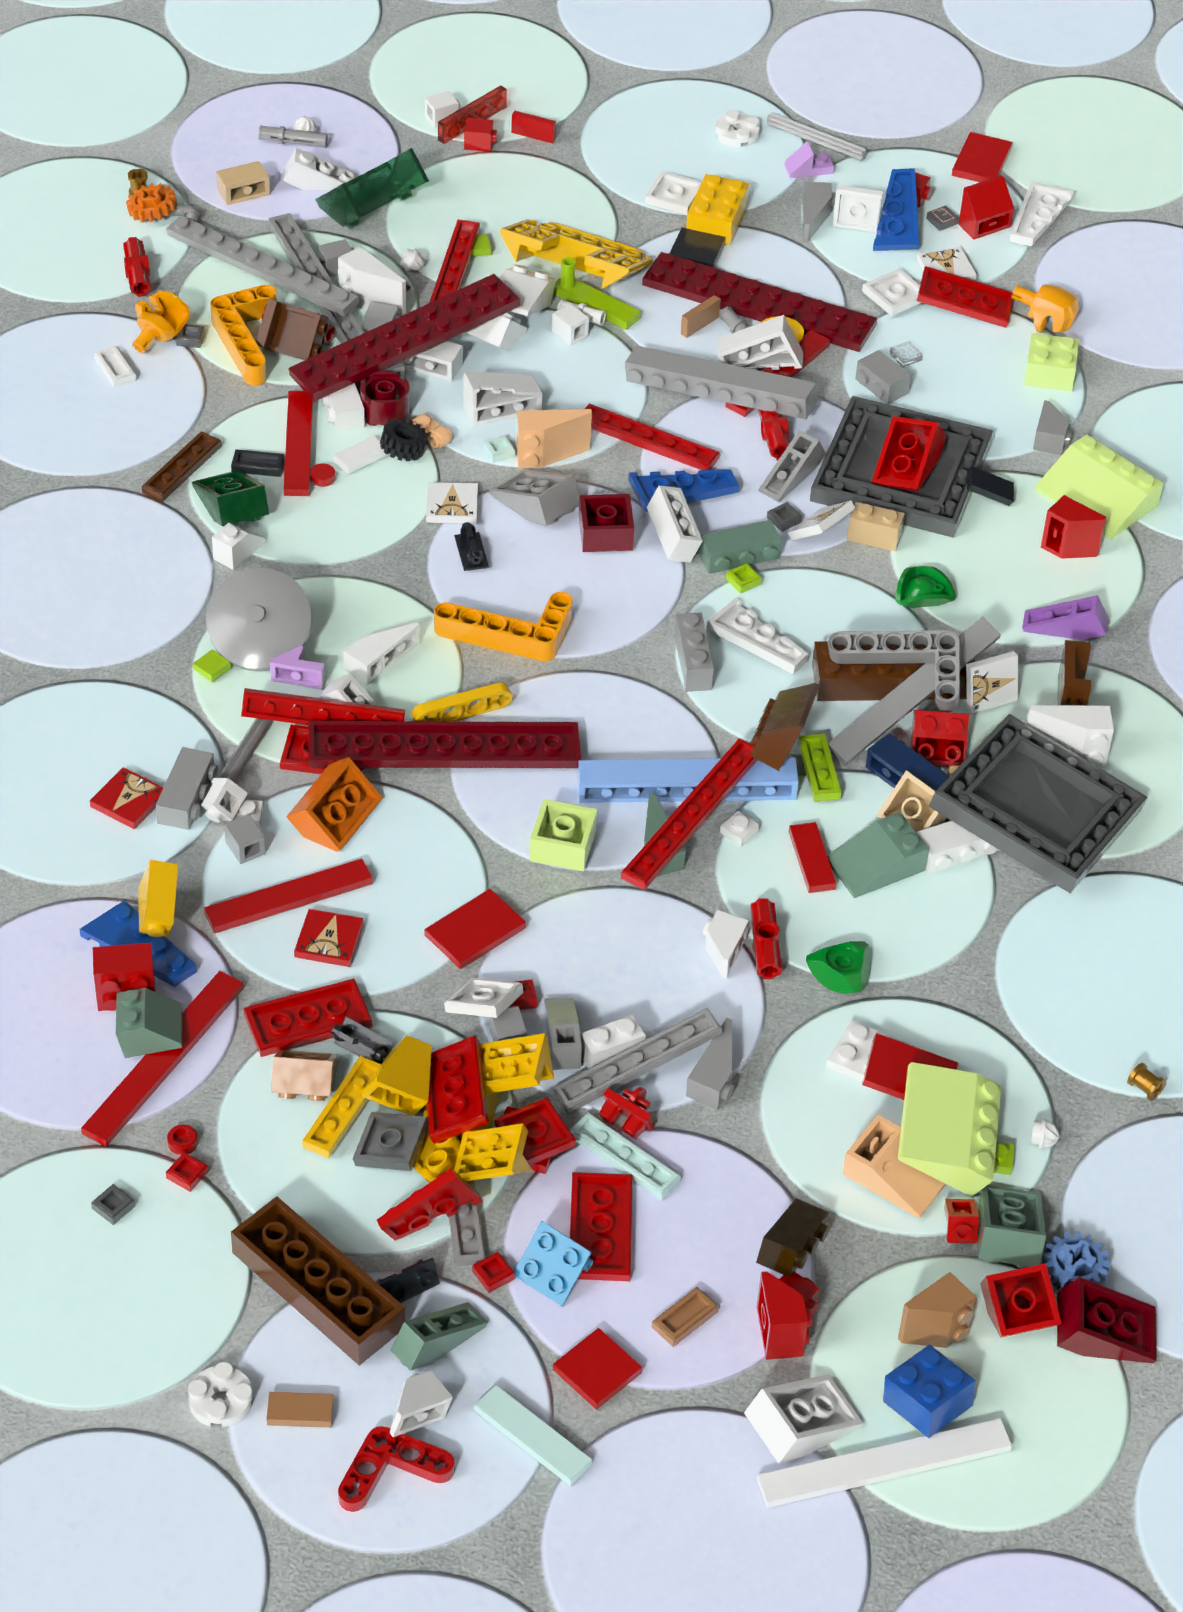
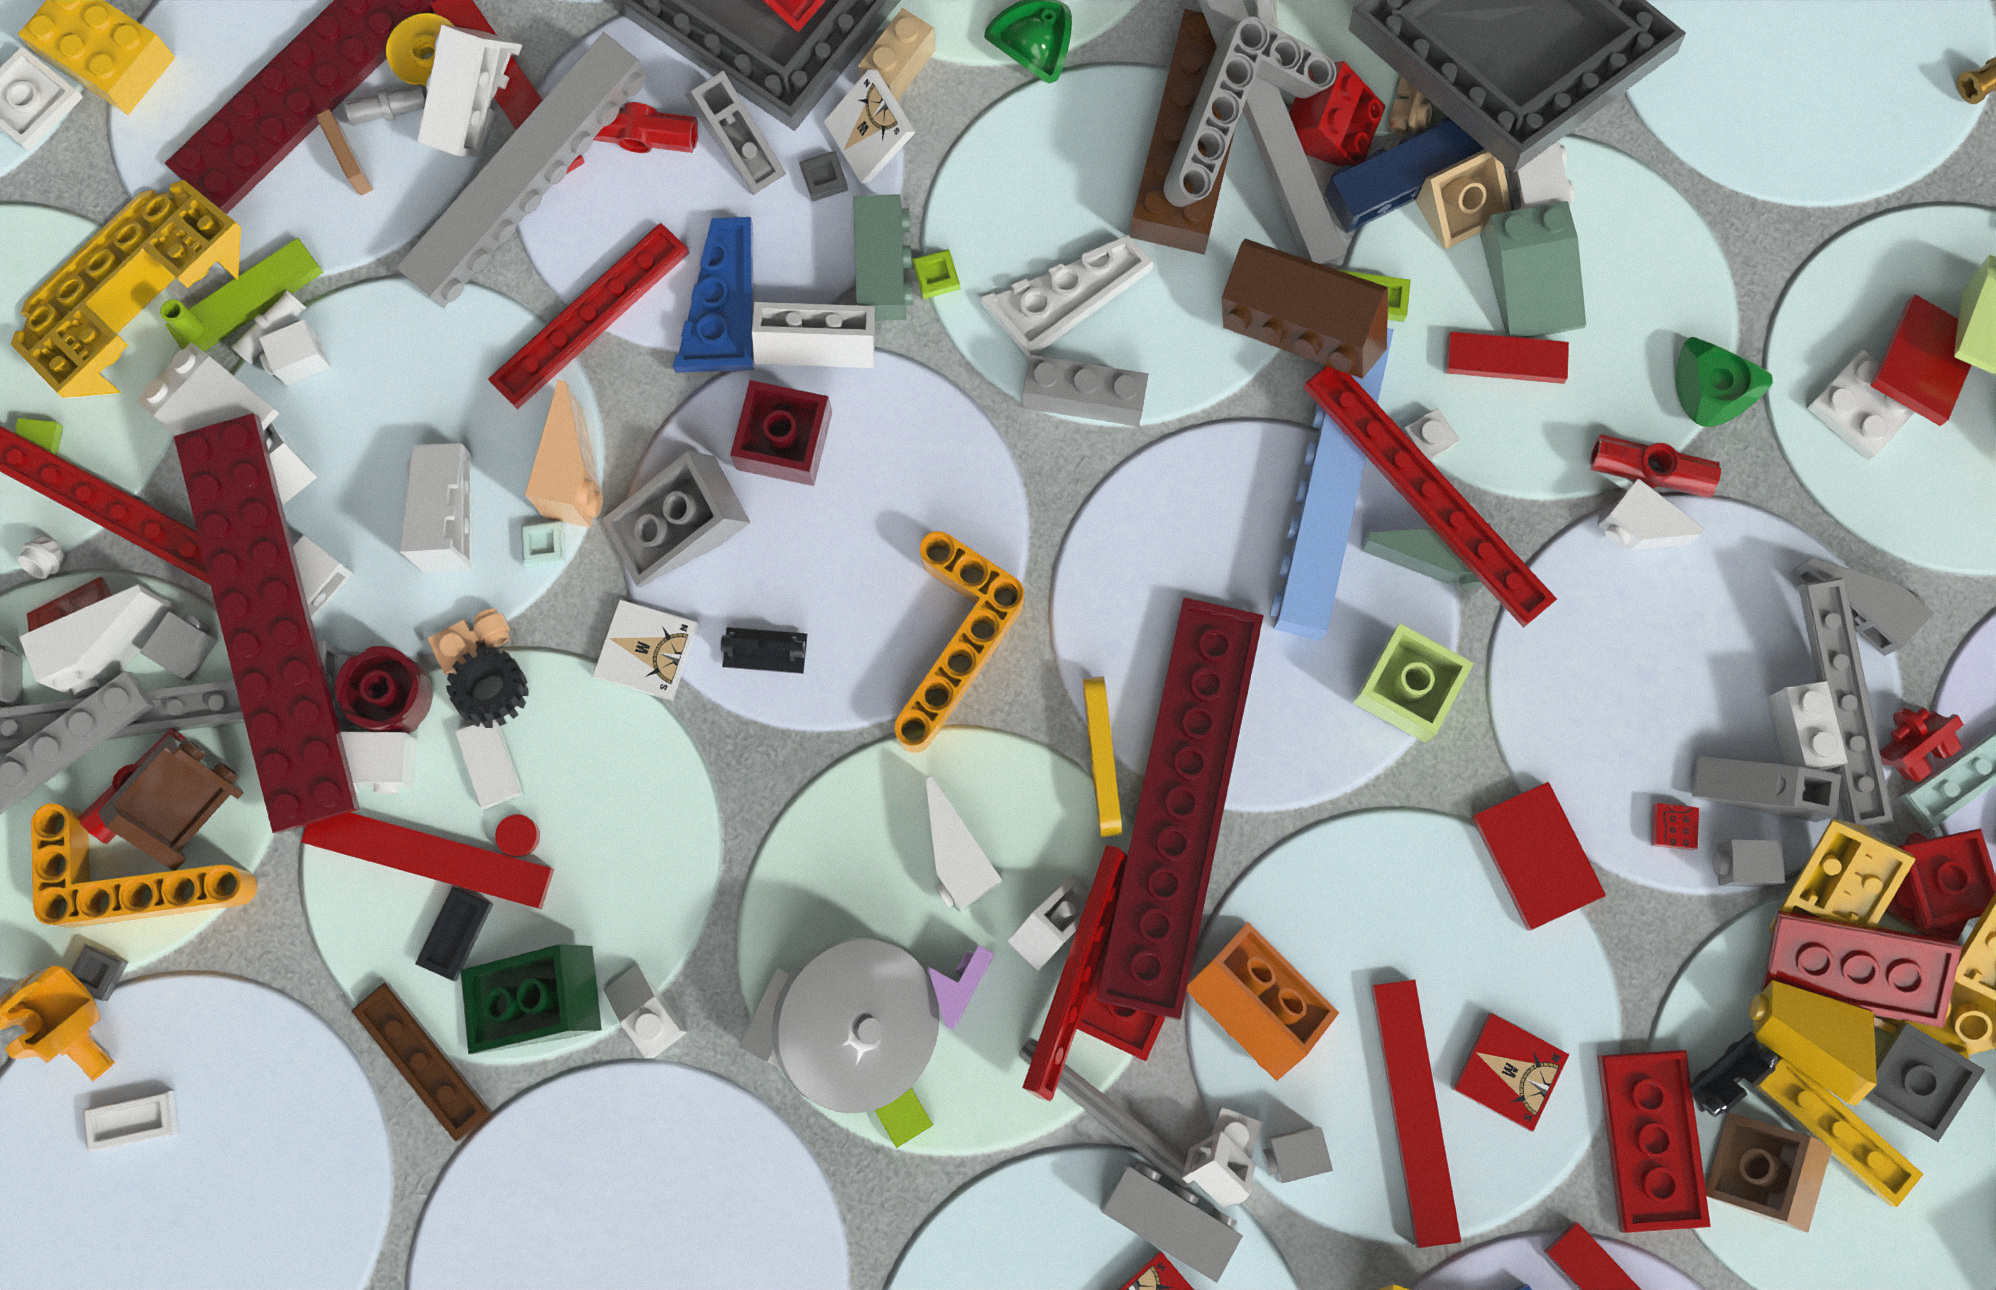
camera: 70 degrees left, 30 degrees up
(484, 997) = (1696, 882): white tile -> none
(698, 246) = (171, 106): black tile -> none

